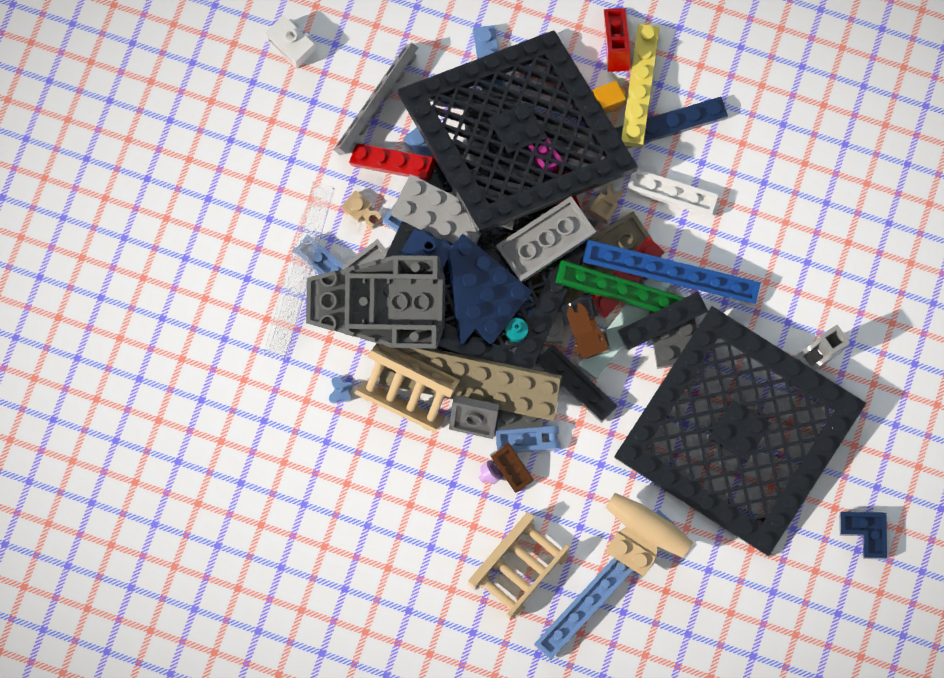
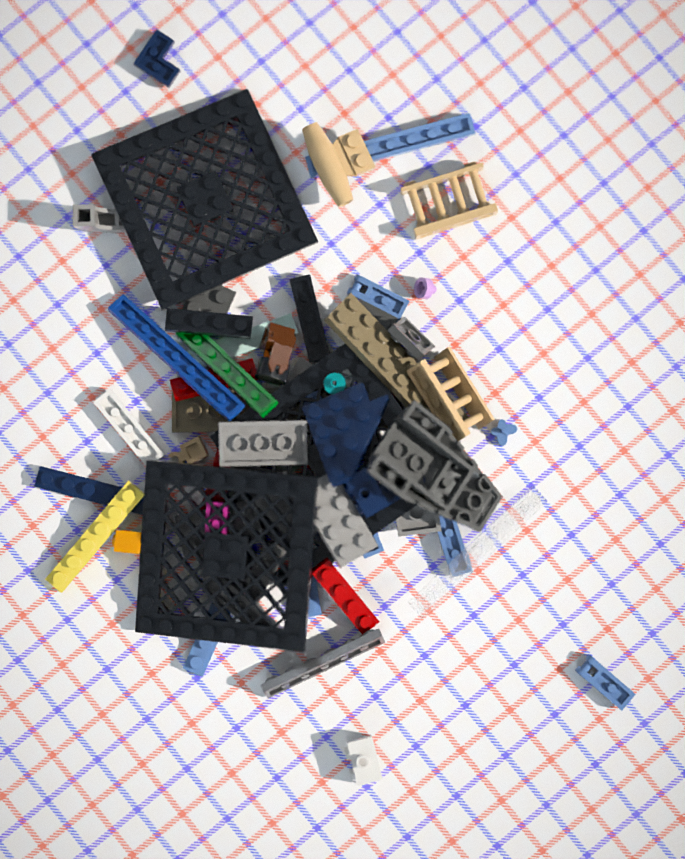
camera: 150 degrees left, 10 degrees up
(118, 229) = (606, 683): none -> medium blue plate
(358, 208) = (395, 577): tan plate -> none
(511, 467) = (405, 281): reddish brown plate -> none
(616, 40) = (88, 590): red slope -> none

